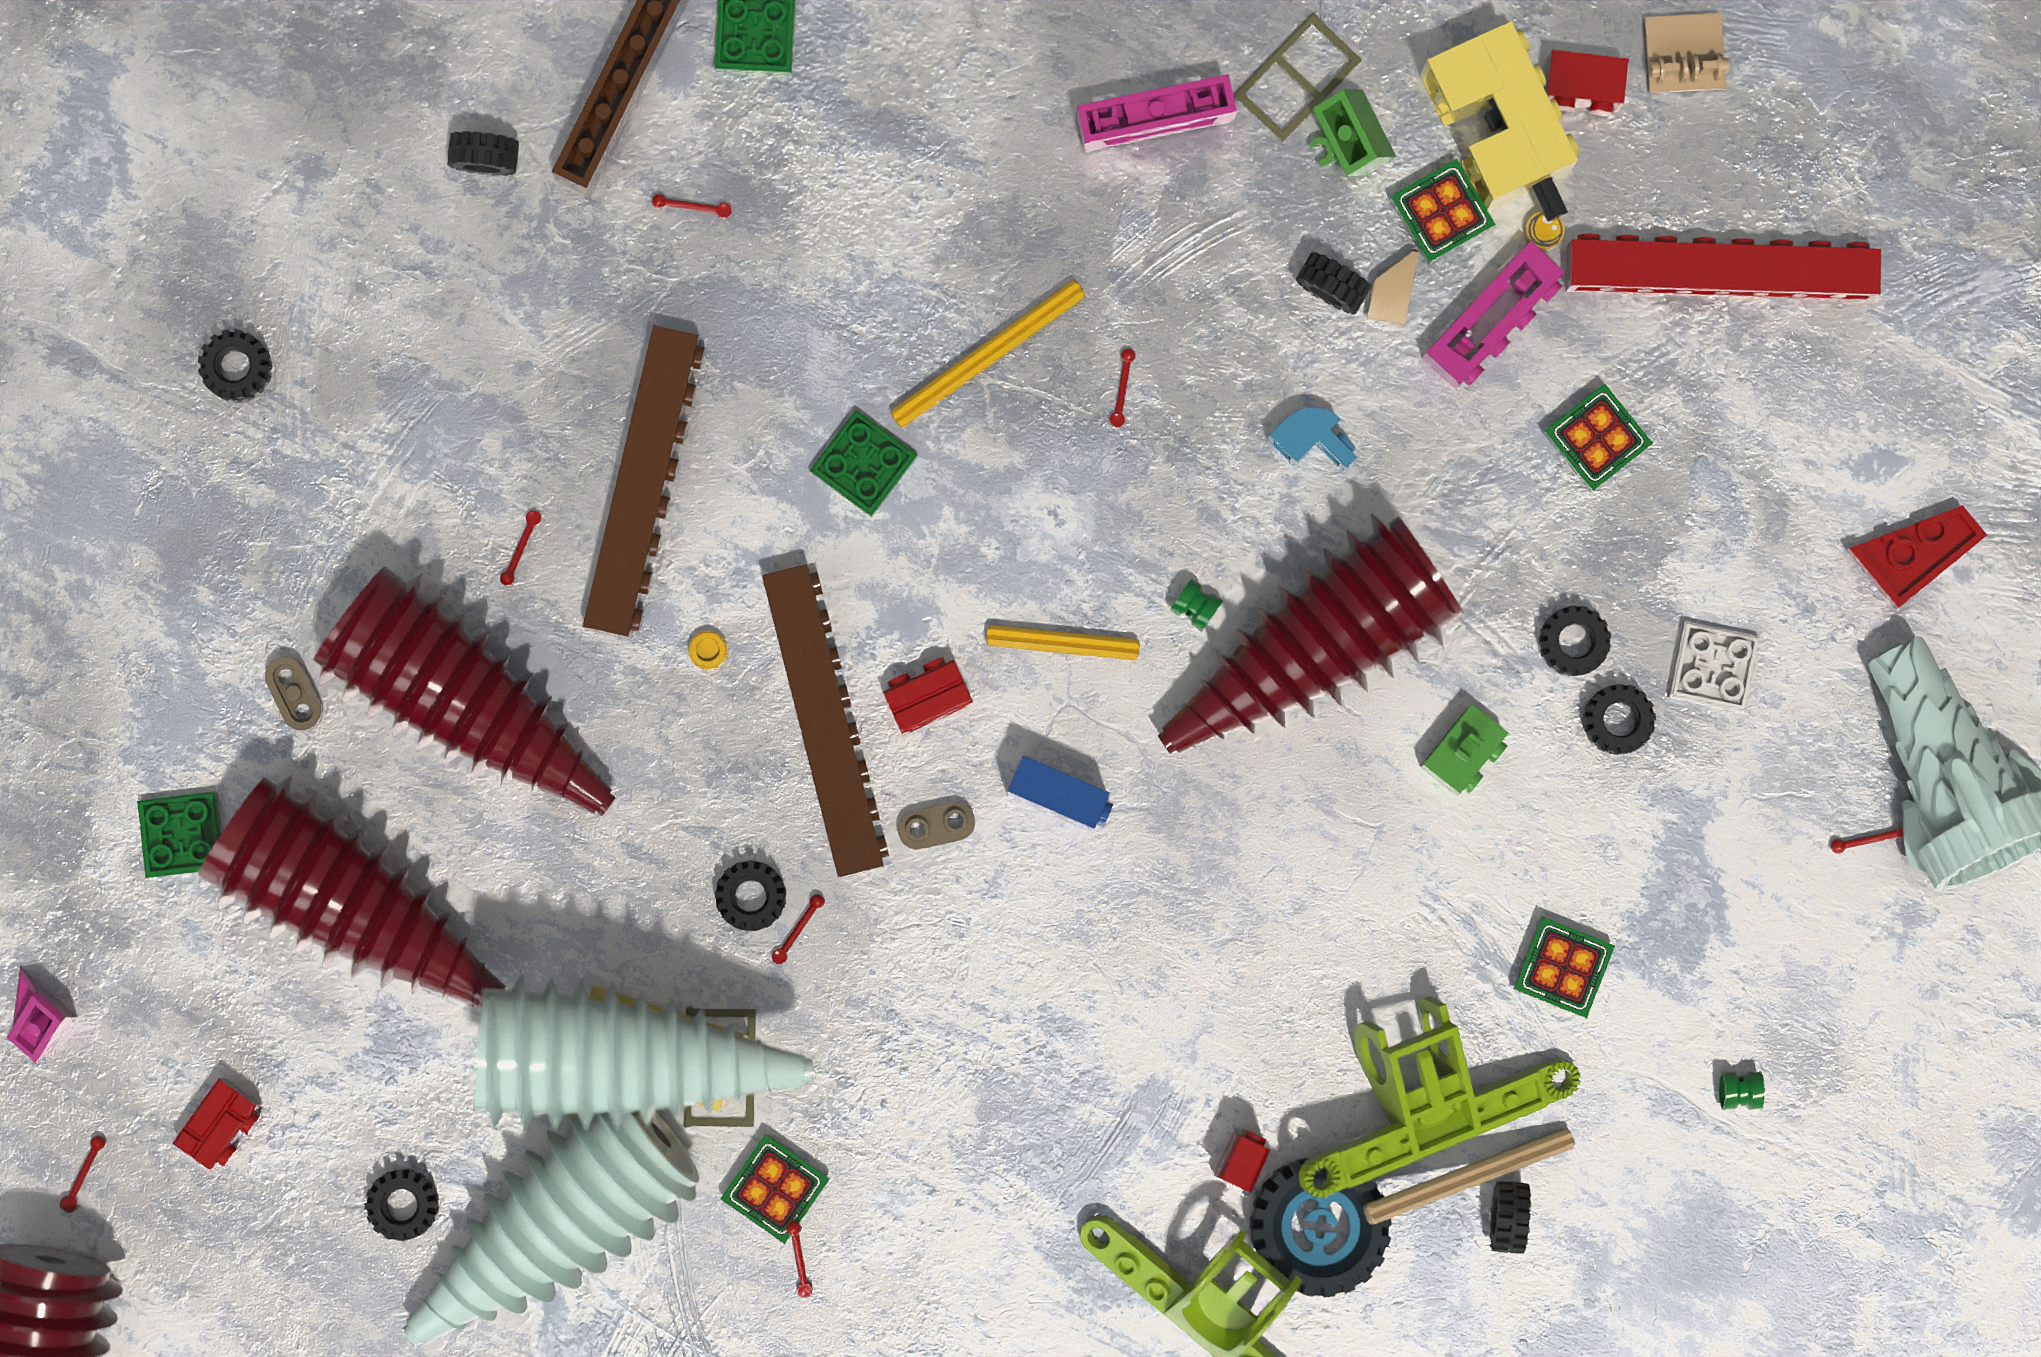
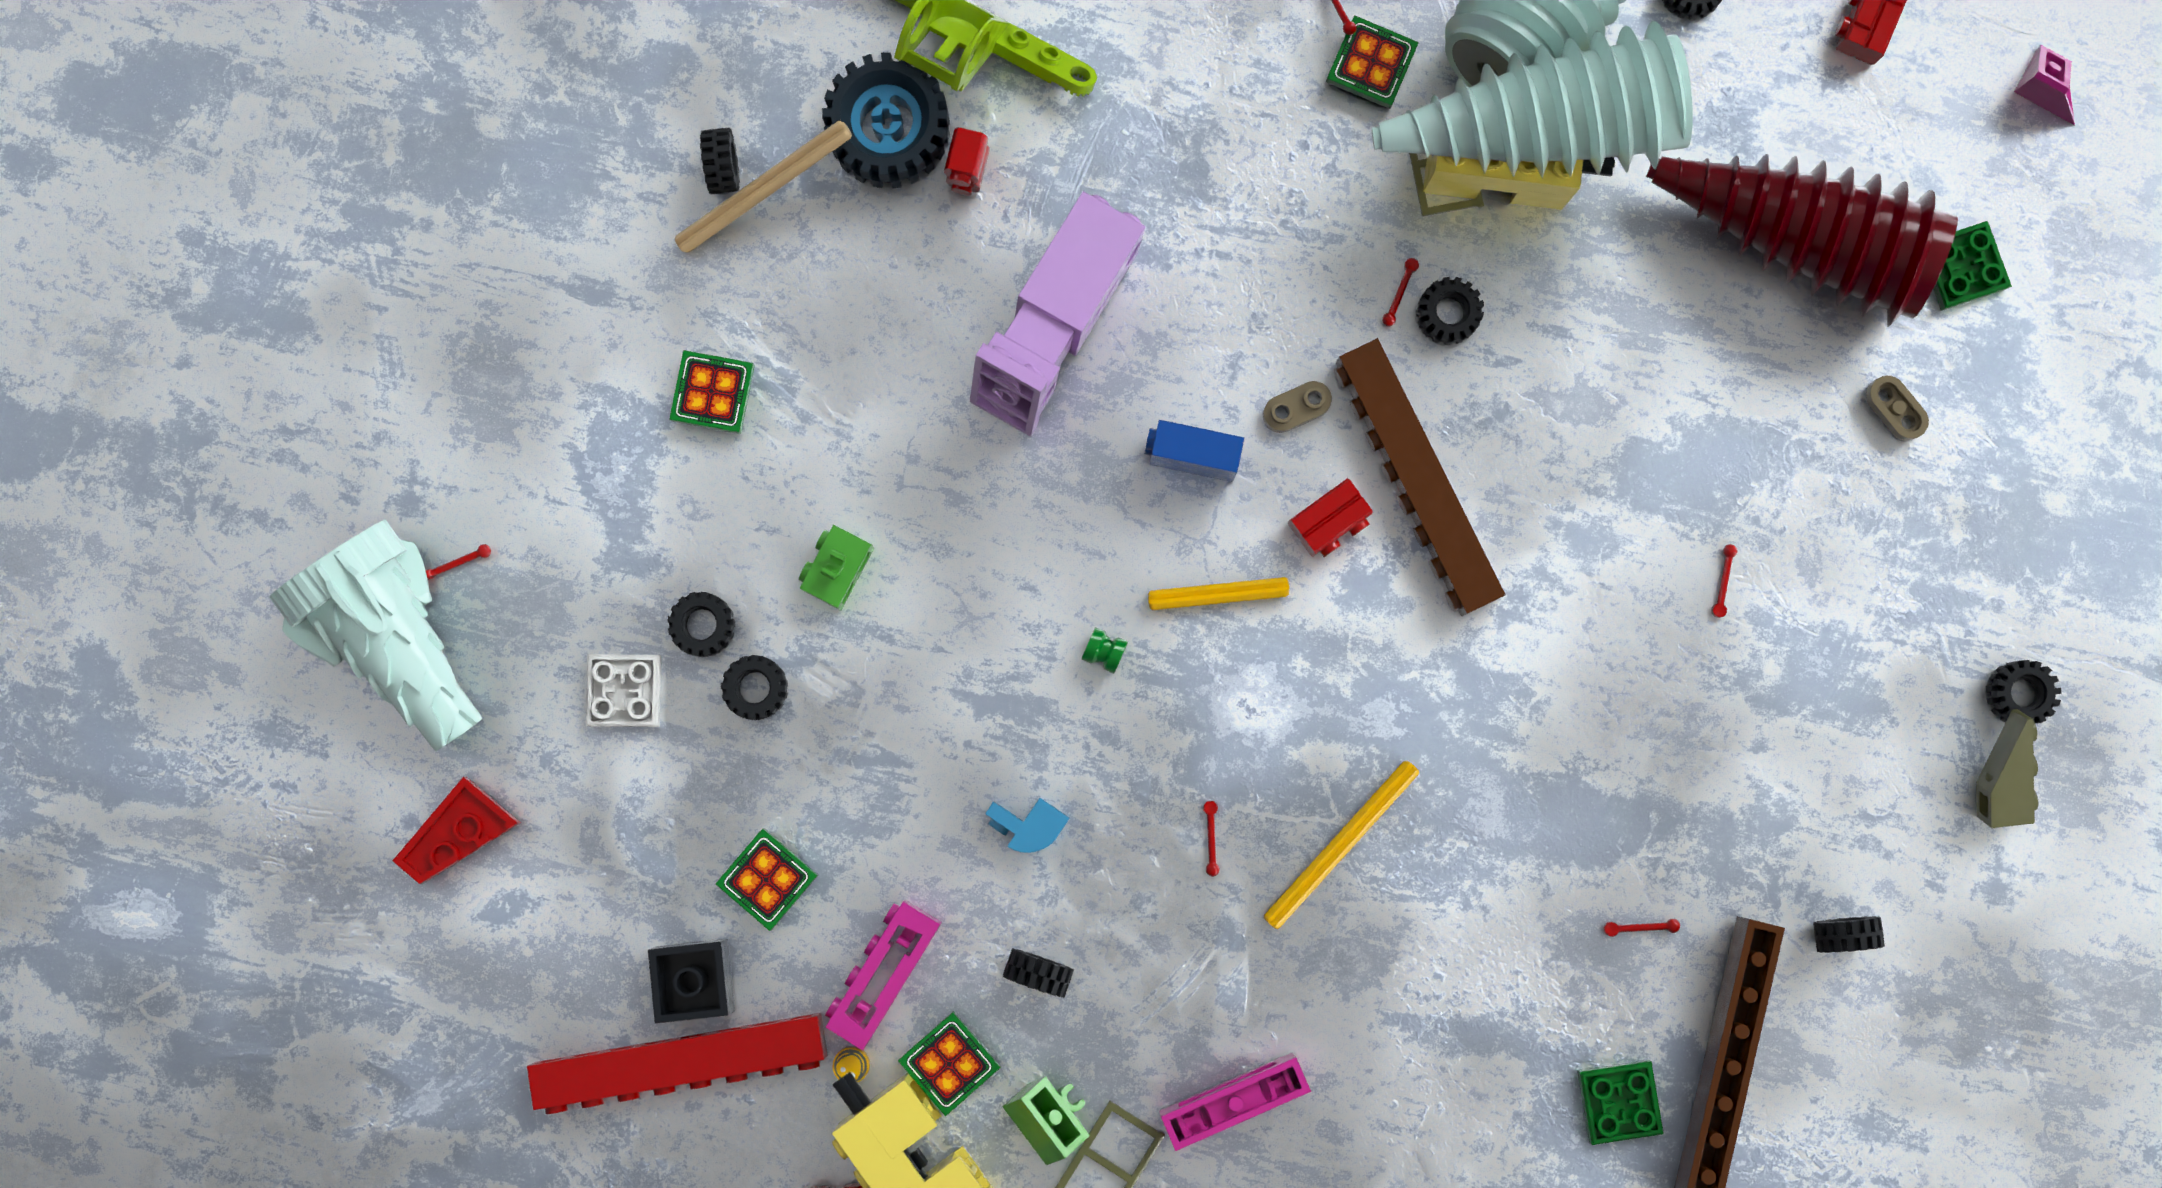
camera: 175 degrees right, 0 degrees up
(279, 277) = (2007, 780): none -> olive slope
(452, 691) = (1765, 430): dark red cone -> none
(642, 483) = (1629, 660): reddish brown brick -> none
(708, 650) = (1535, 522): yellow tile -> none
(863, 463) = (1432, 720): green tile -> none
(1175, 975) = (1055, 311): none -> lavender brick
(1322, 637) = (983, 638): dark red cone -> none
(1393, 290) = (981, 979): tan slope -> none
(1438, 1110) = (802, 233): lime piece -> none
(1695, 347) = (691, 981): none -> black brick
(1743, 1091) = (533, 314): green wheel -> none

